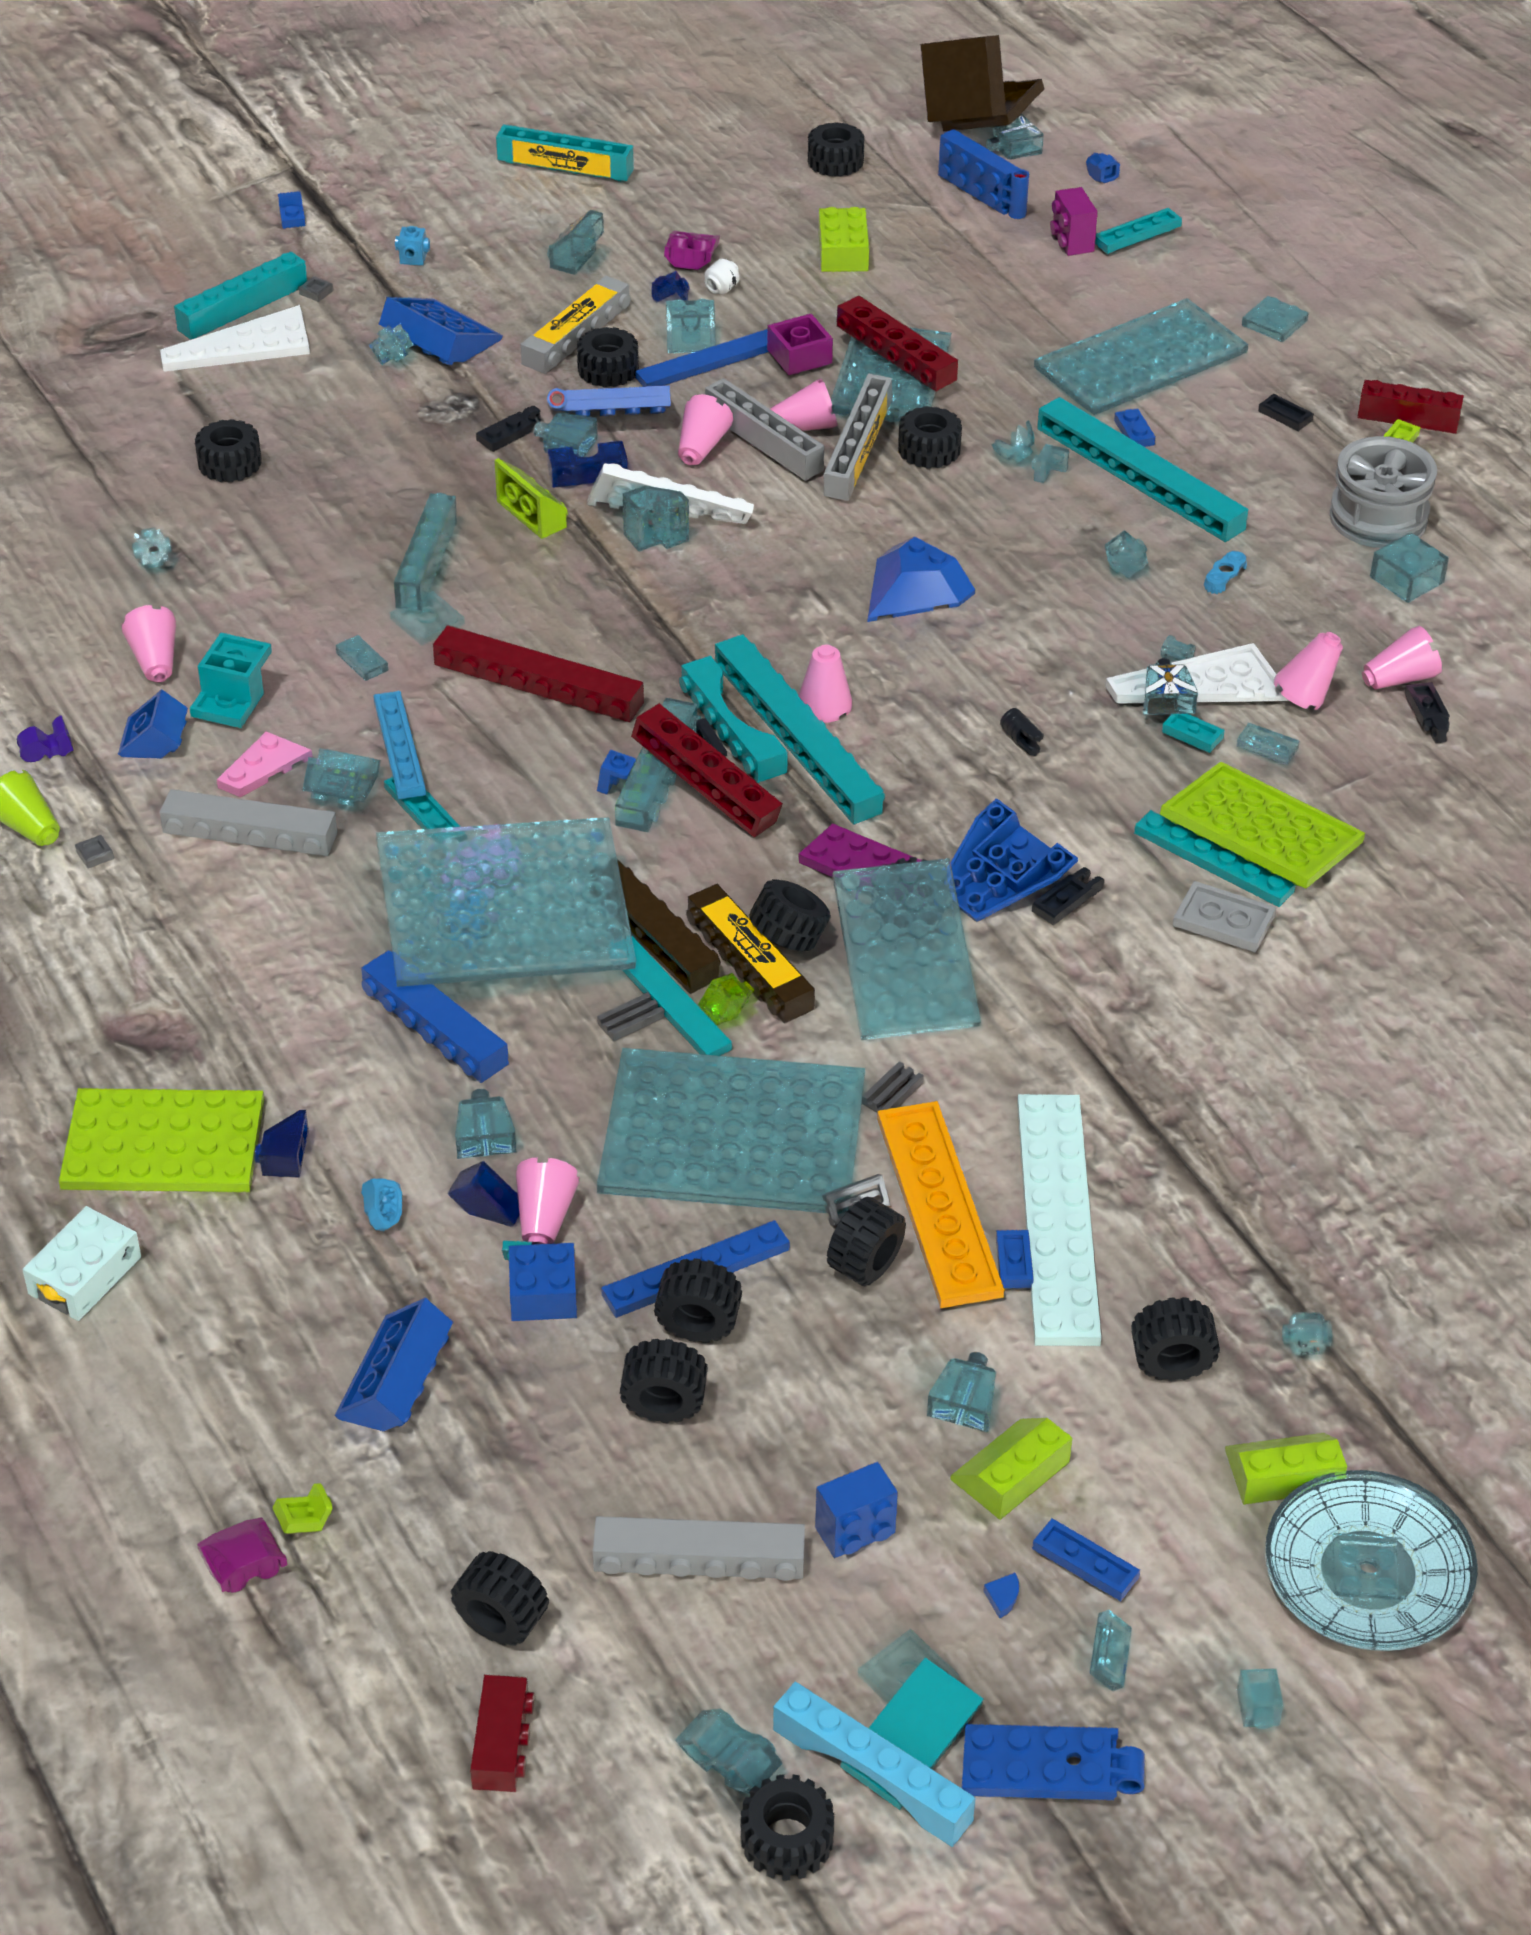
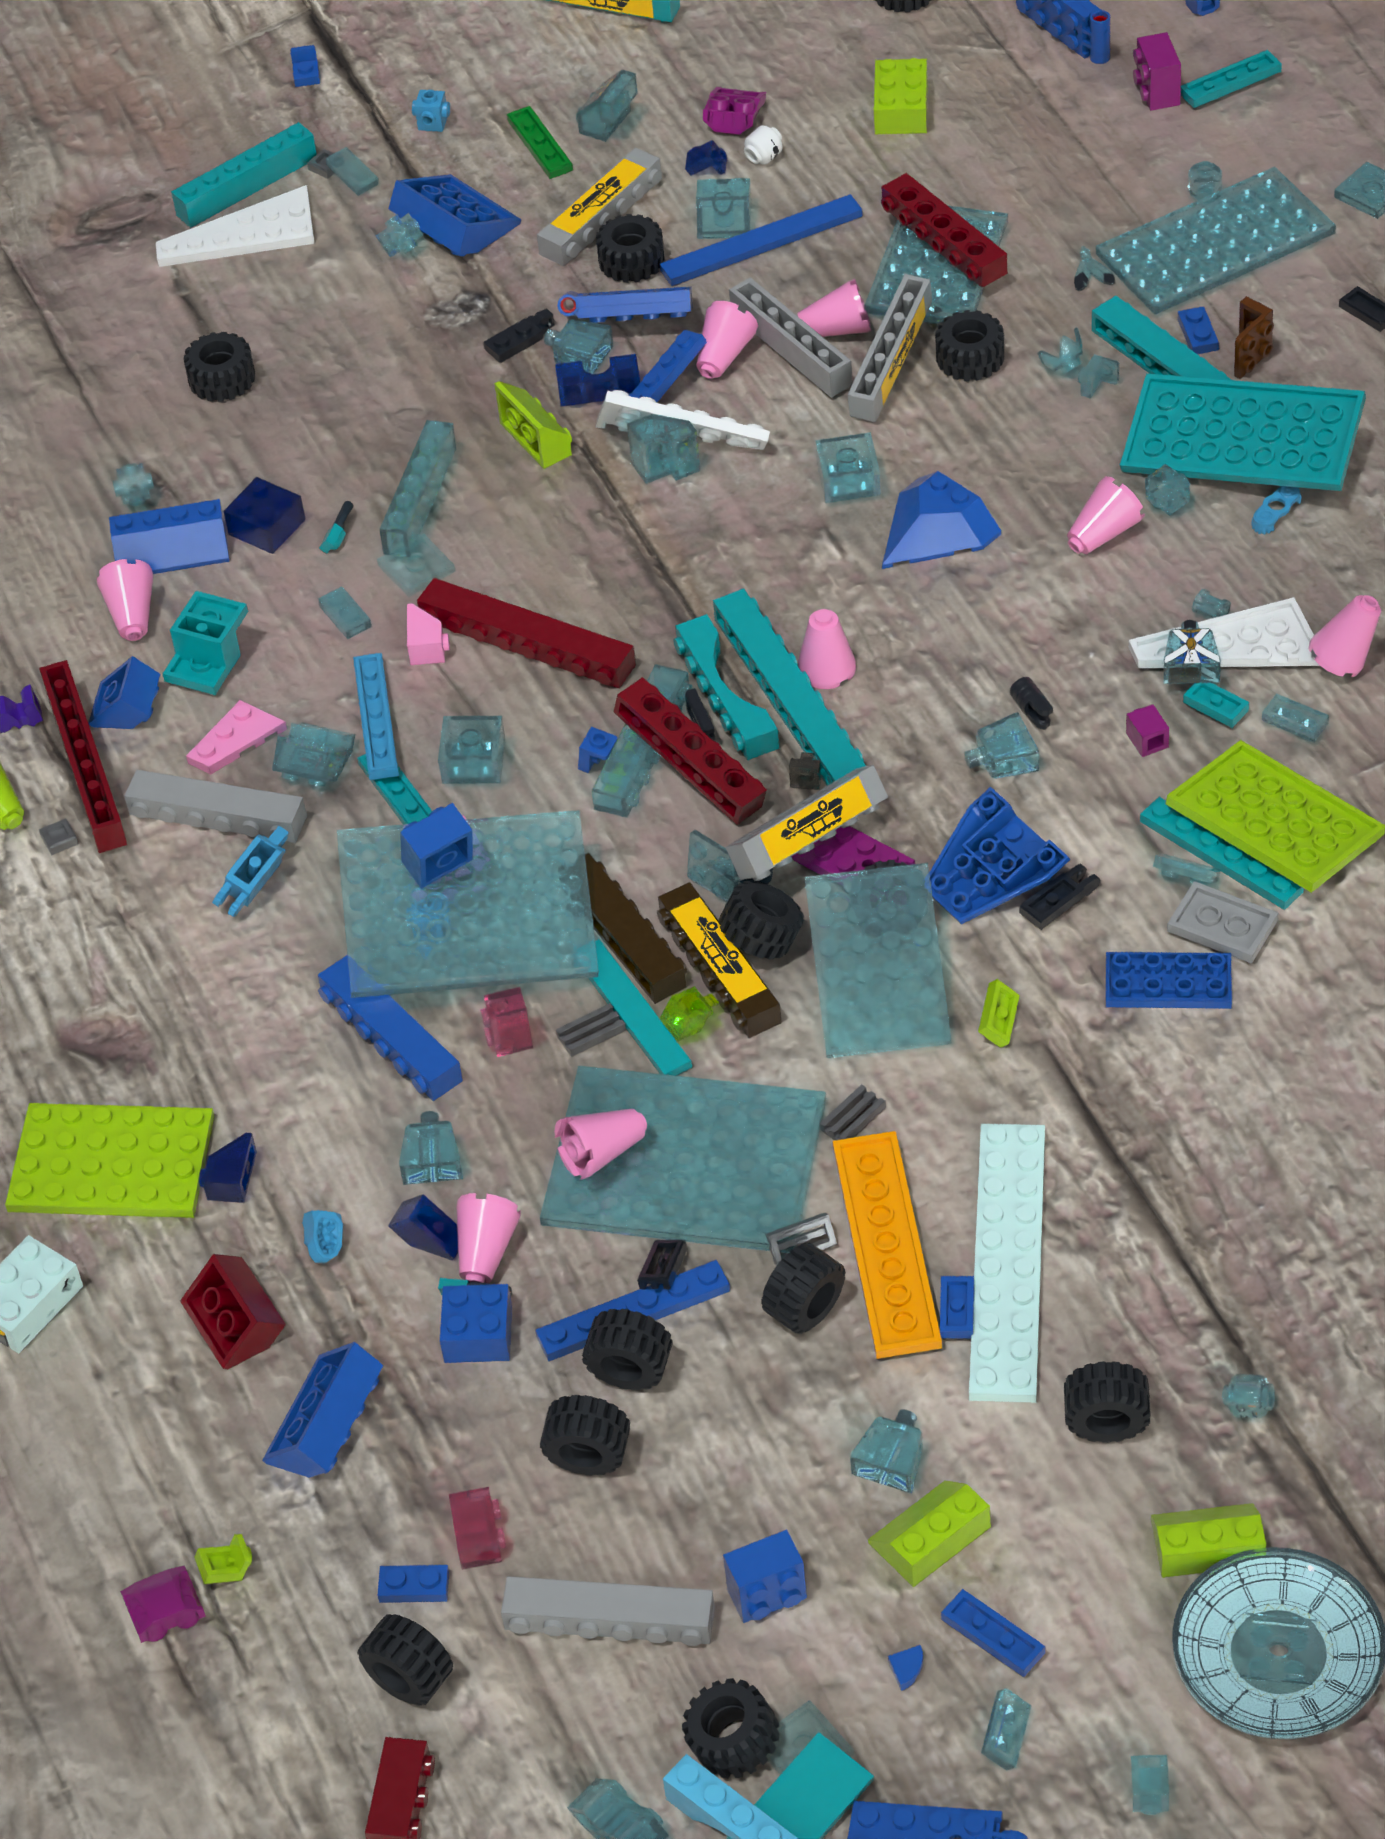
camera: 10 degrees right, 5 degrees up
(116, 779) = (83, 756): none -> dark red brick
(193, 591) = (172, 536): none -> slope
(279, 574) = (264, 515): none -> clear blue brick
(289, 877) = (252, 870): none -> dark azure hinge
(295, 1275) = (232, 1310): none -> dark red slope
(342, 294) = (352, 171): none -> clear light blue tile
(349, 591) = (336, 534): none -> teal piece
(442, 677) = (425, 637): none -> bright pink slope
(476, 843) = (436, 845): none -> blue brick
(495, 771) = (471, 749): none -> clear light blue brick
(497, 1529) = (413, 1583): none -> blue plate
(514, 274) = (539, 142): none -> green tile
(551, 1007) = (506, 1022): none -> clear pink brick
(558, 1473) = (475, 1527): none -> clear pink brick
(649, 1109) = (597, 1139): none -> bright pink cone
(658, 447) = (670, 366): none -> blue plate
(721, 1235) = (668, 1264): none -> black tile
(746, 871) = (712, 867): none -> clear light blue plate
(800, 344) = (839, 230): magenta brick -> none
(816, 791) = (805, 772): none -> clear smoke tile
(827, 828) = (806, 823): none -> brick
(829, 535) = (848, 467): none -> clear light blue brick
(830, 1633) = (744, 1747): none -> black tyre
(1002, 770) = (1004, 748): none -> clear light blue torso
(1023, 997) = (998, 1013): none -> lime plate
(1030, 377) = (1090, 266): none -> clear light blue piece
(1072, 574) = (1104, 516): none -> bright pink cone
(1126, 307) = (1204, 179): none -> clear light blue head
(1133, 754) = (1147, 730): none -> magenta brick
(1172, 869) = (1173, 866): none -> clear light blue plate
(1179, 967) = (1168, 980): none -> blue tile
(1188, 428) = (1254, 336): none -> reddish brown bracket
(1192, 504) = (1244, 431): none -> teal plate

